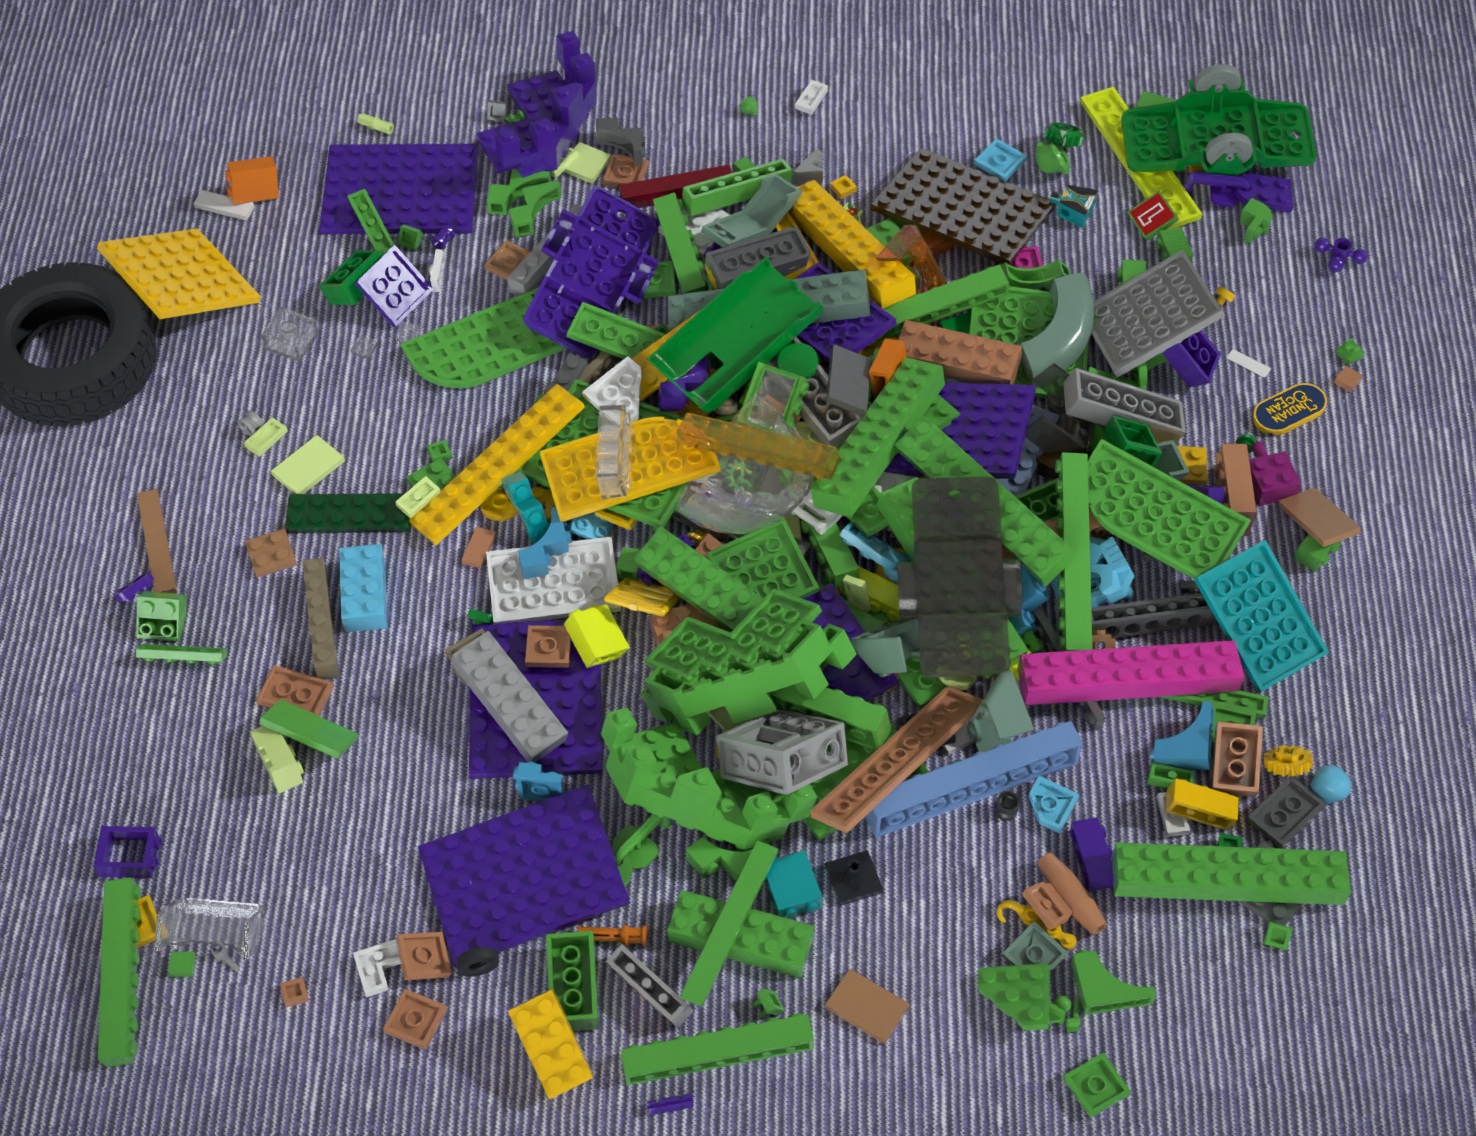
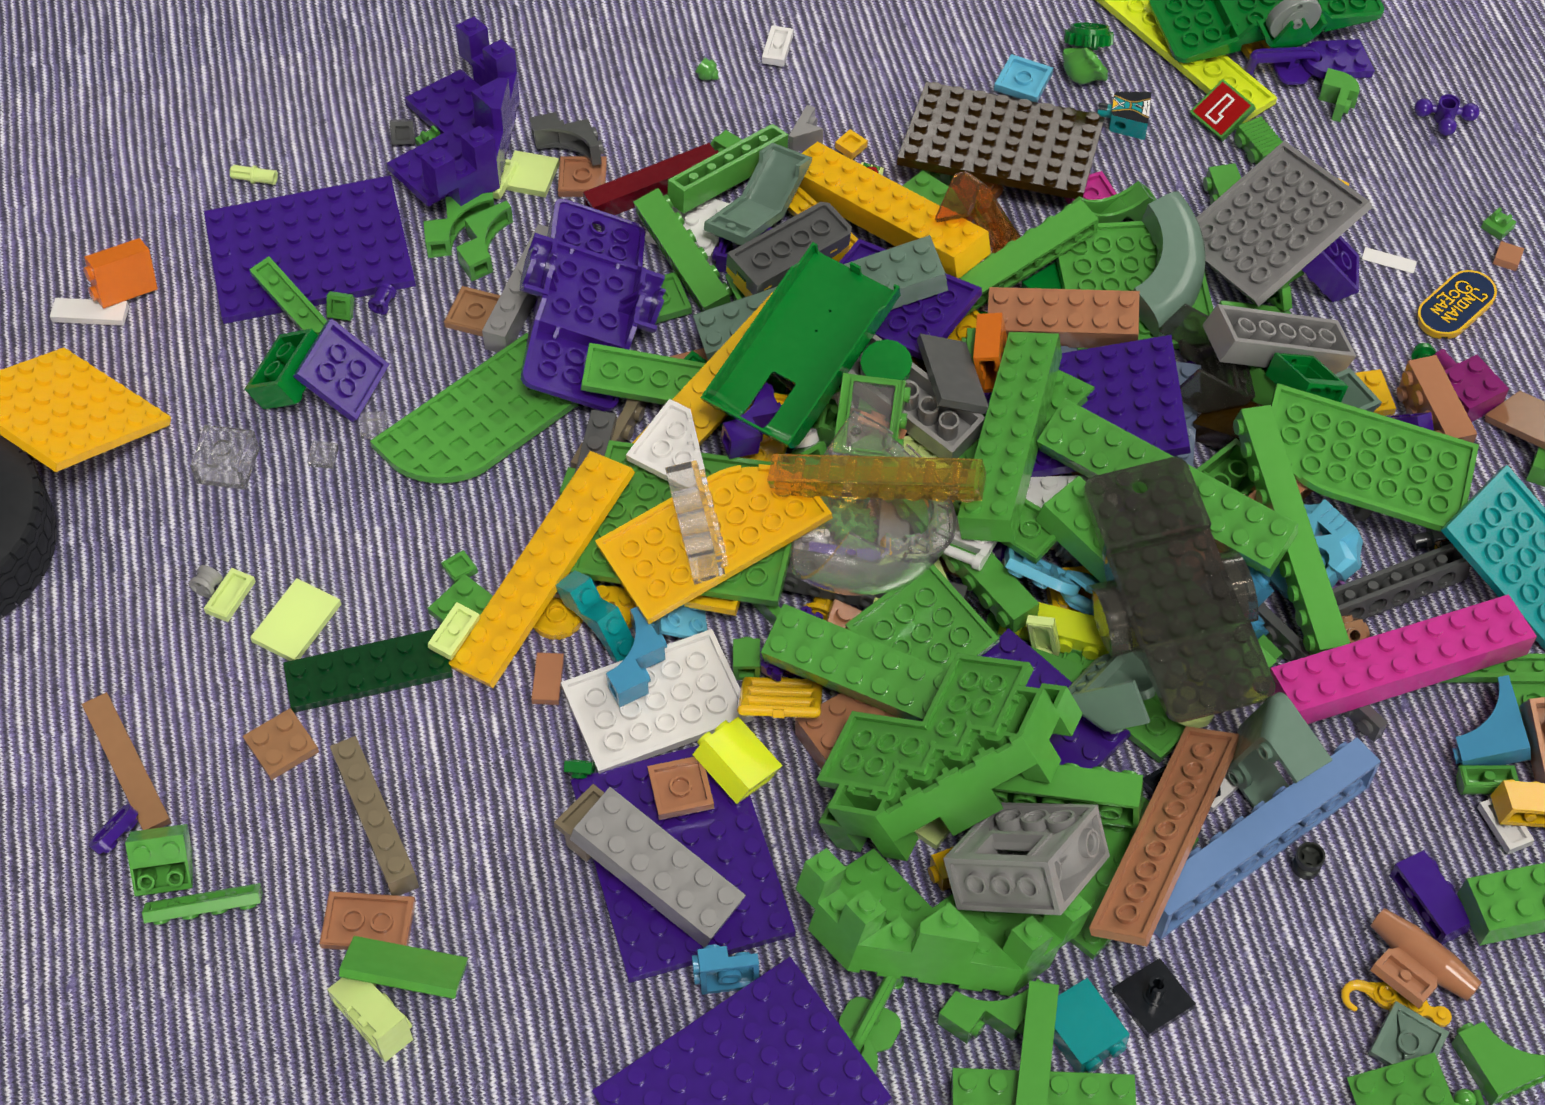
camera: 15 degrees left, 0 degrees up
(363, 588) = (417, 764): medium azure brick -> none
(436, 270) = (386, 340): white plate -> none
(1052, 803) = (1359, 845): medium azure plate -> none

